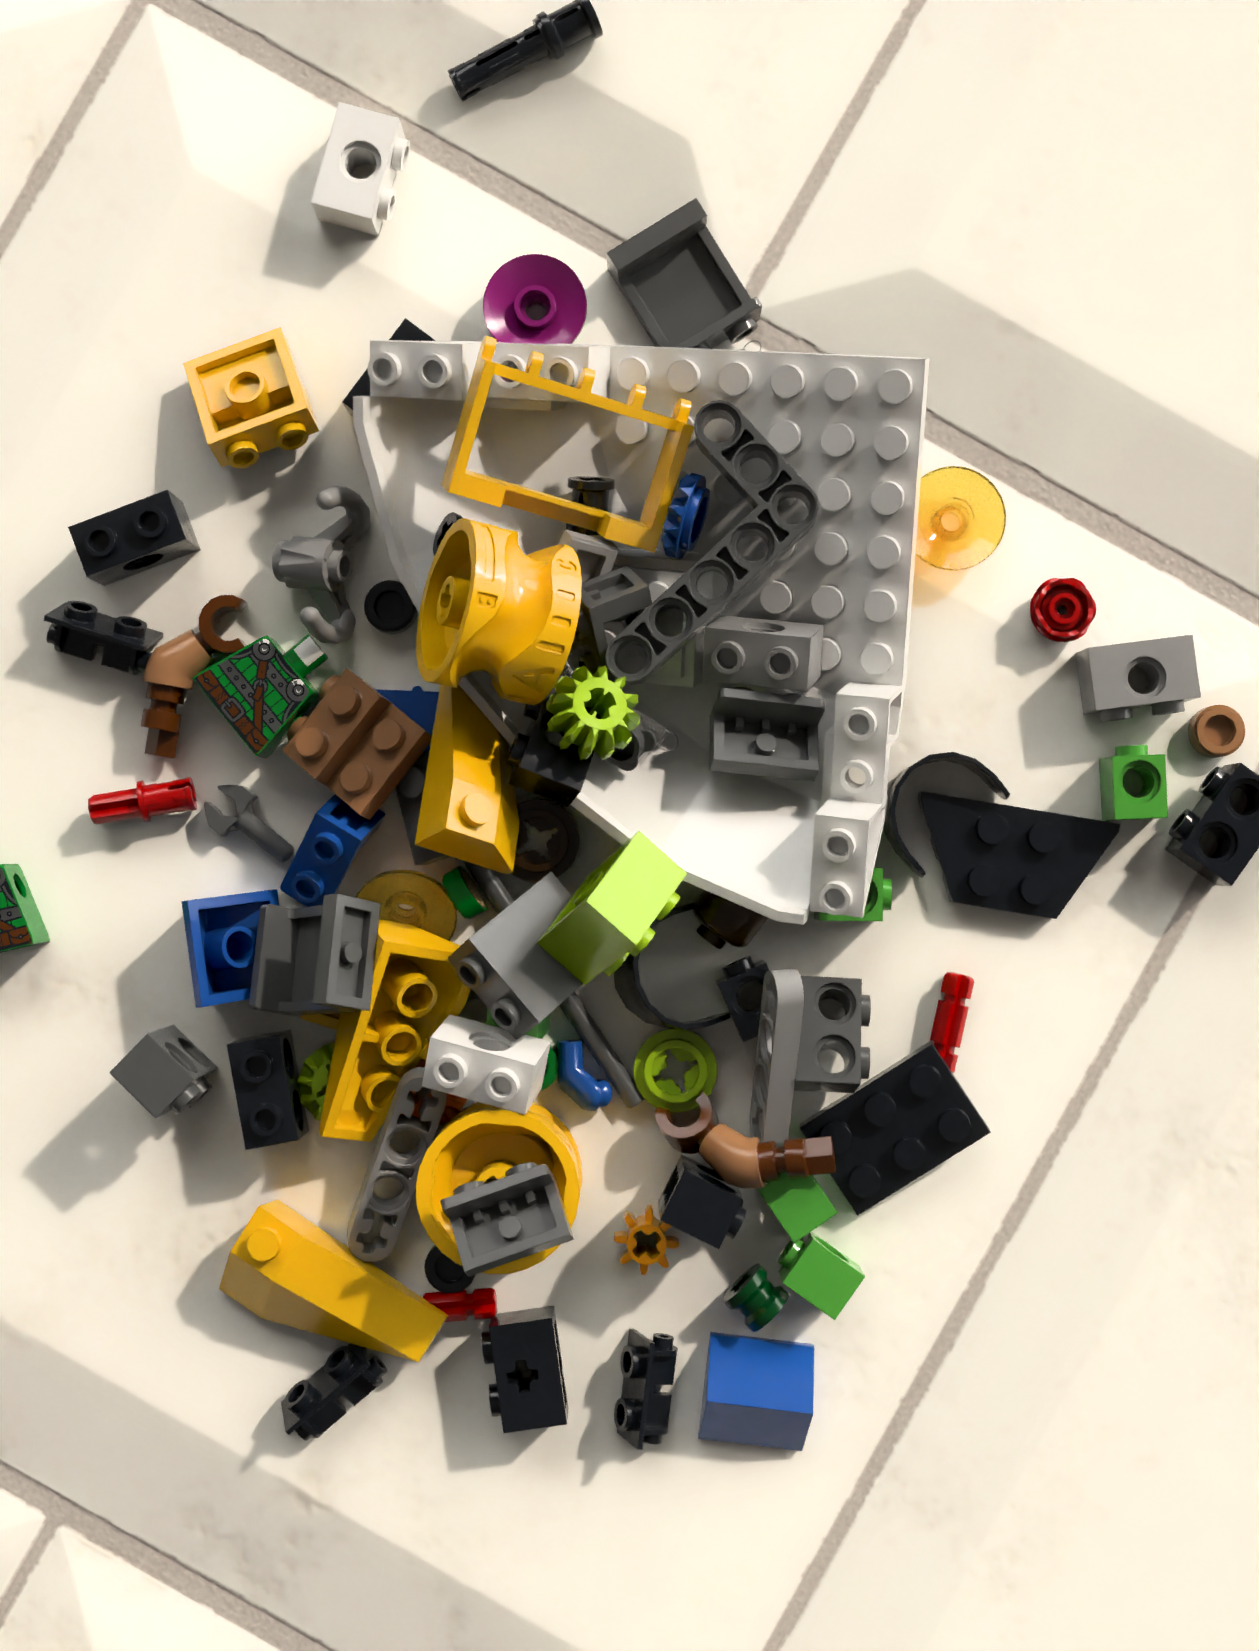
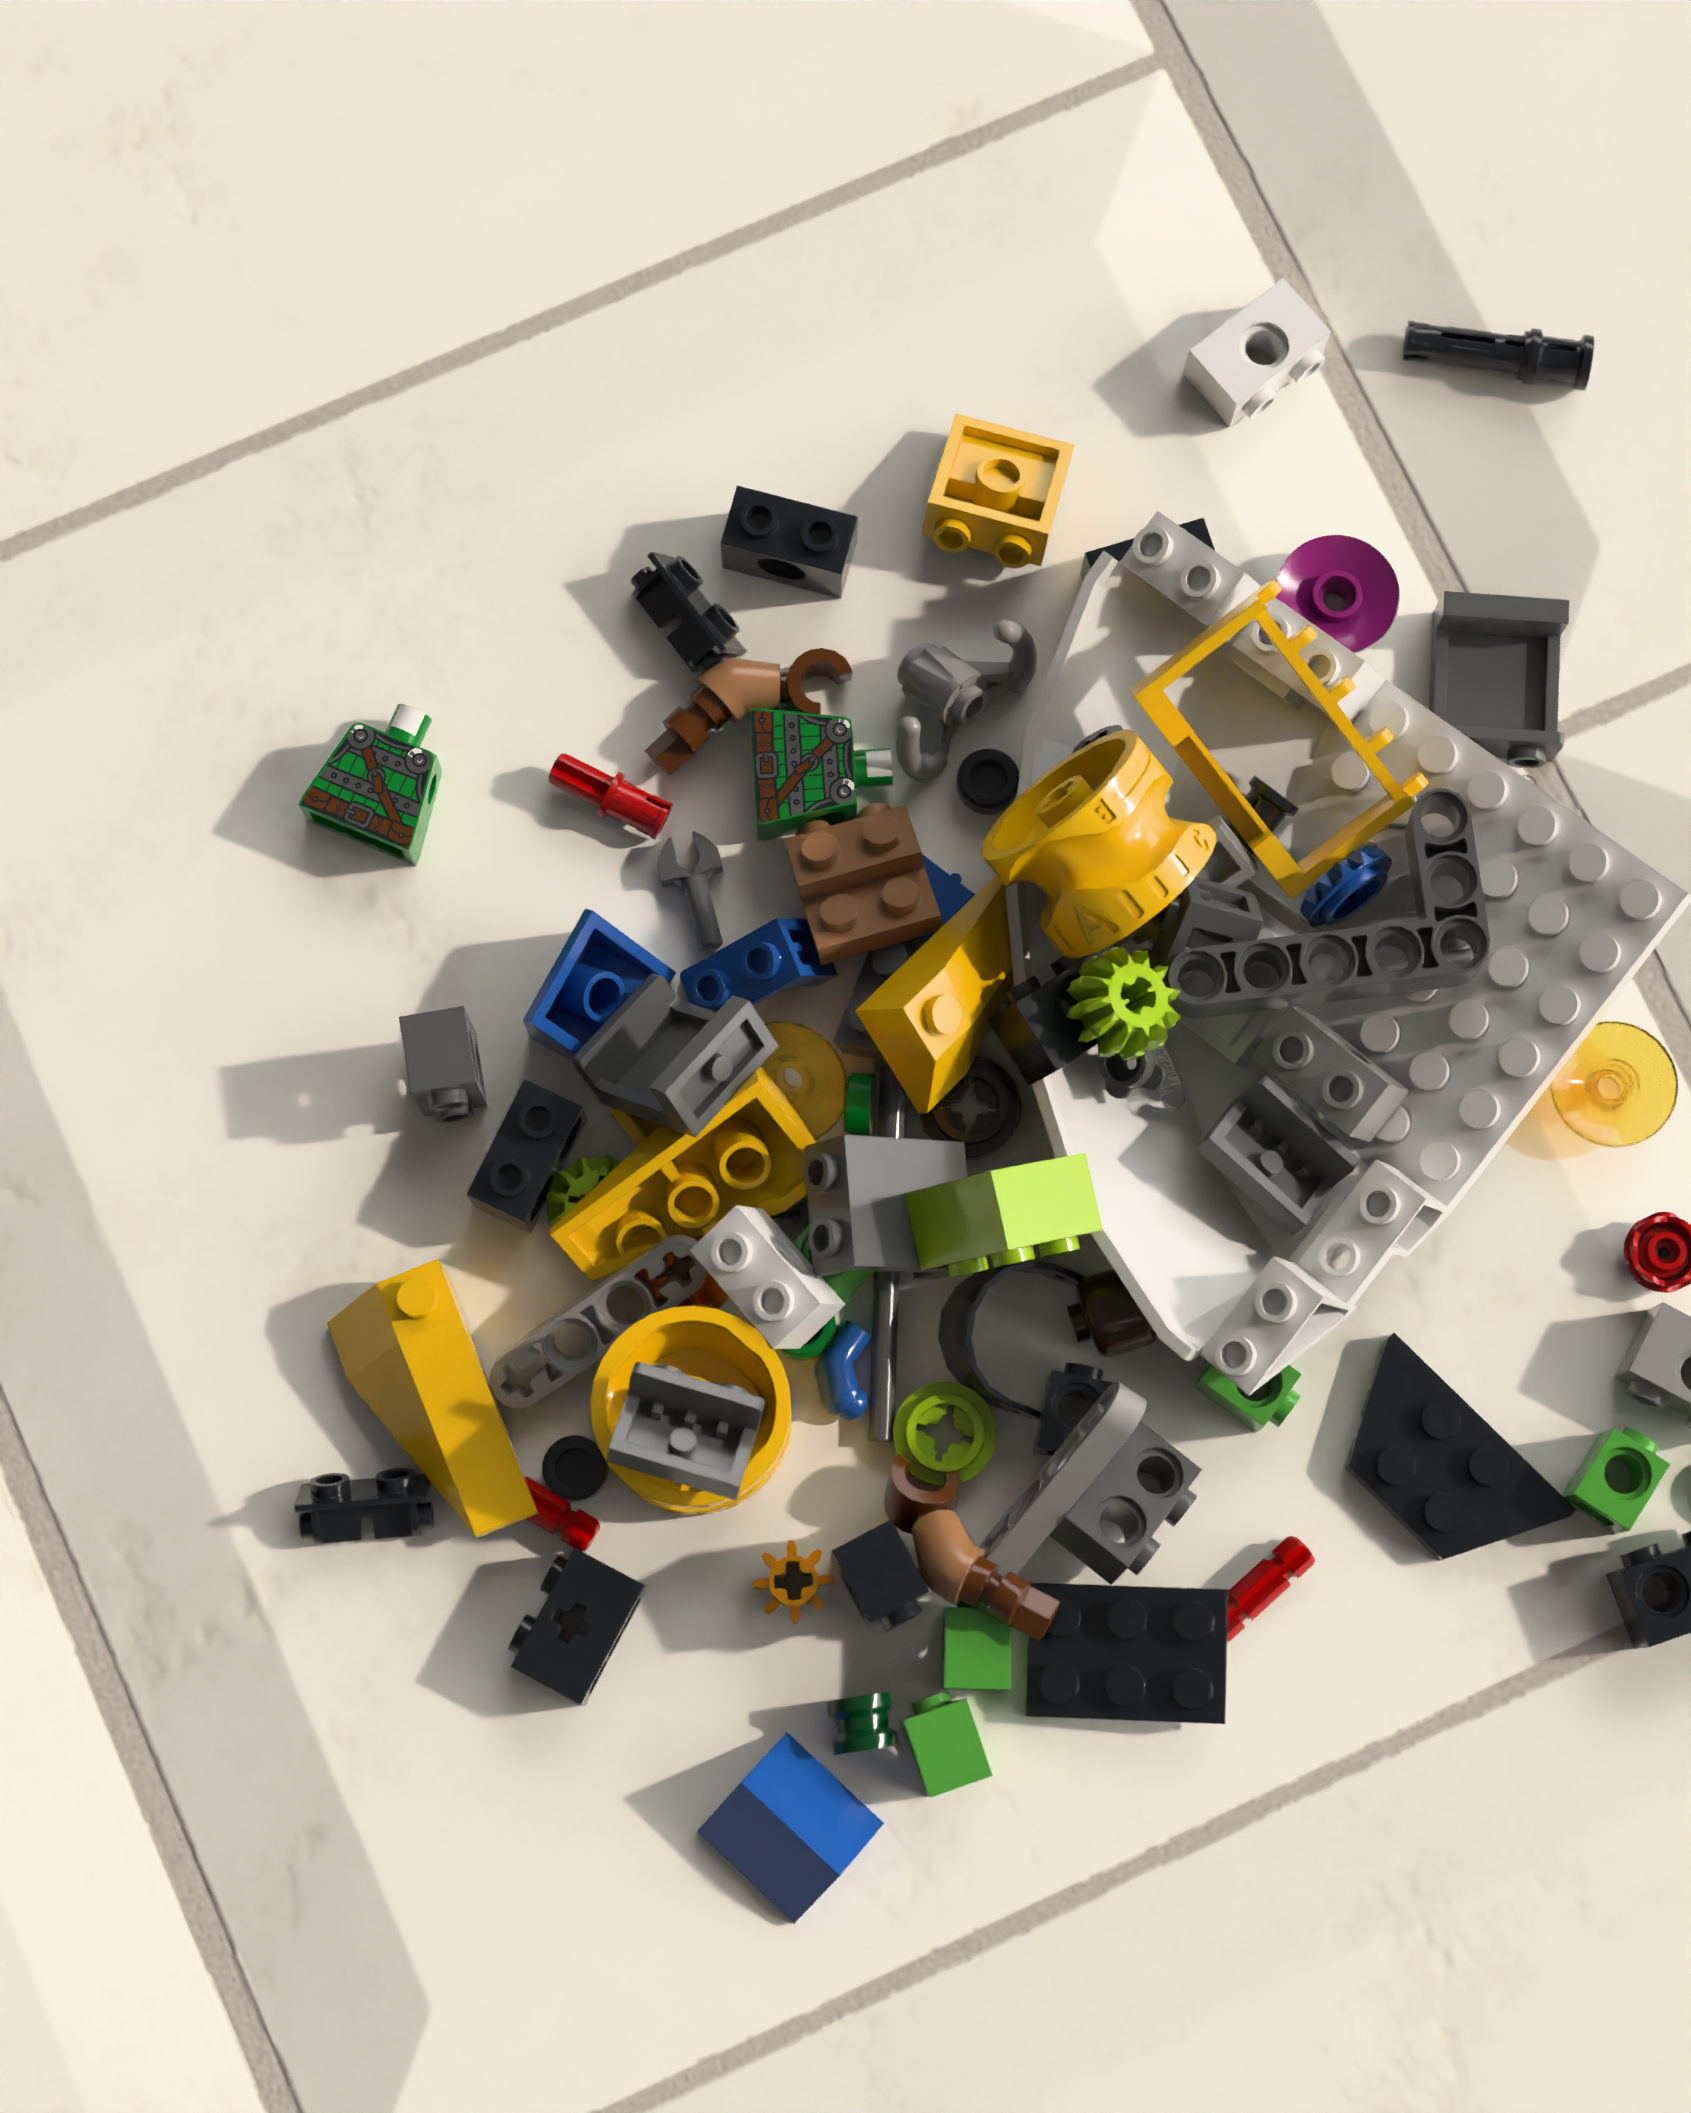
camera: 30 degrees right, 10 degrees down
(640, 1411) = (658, 1754): black hinge -> none
(890, 823) = (1425, 1304): black piece -> none

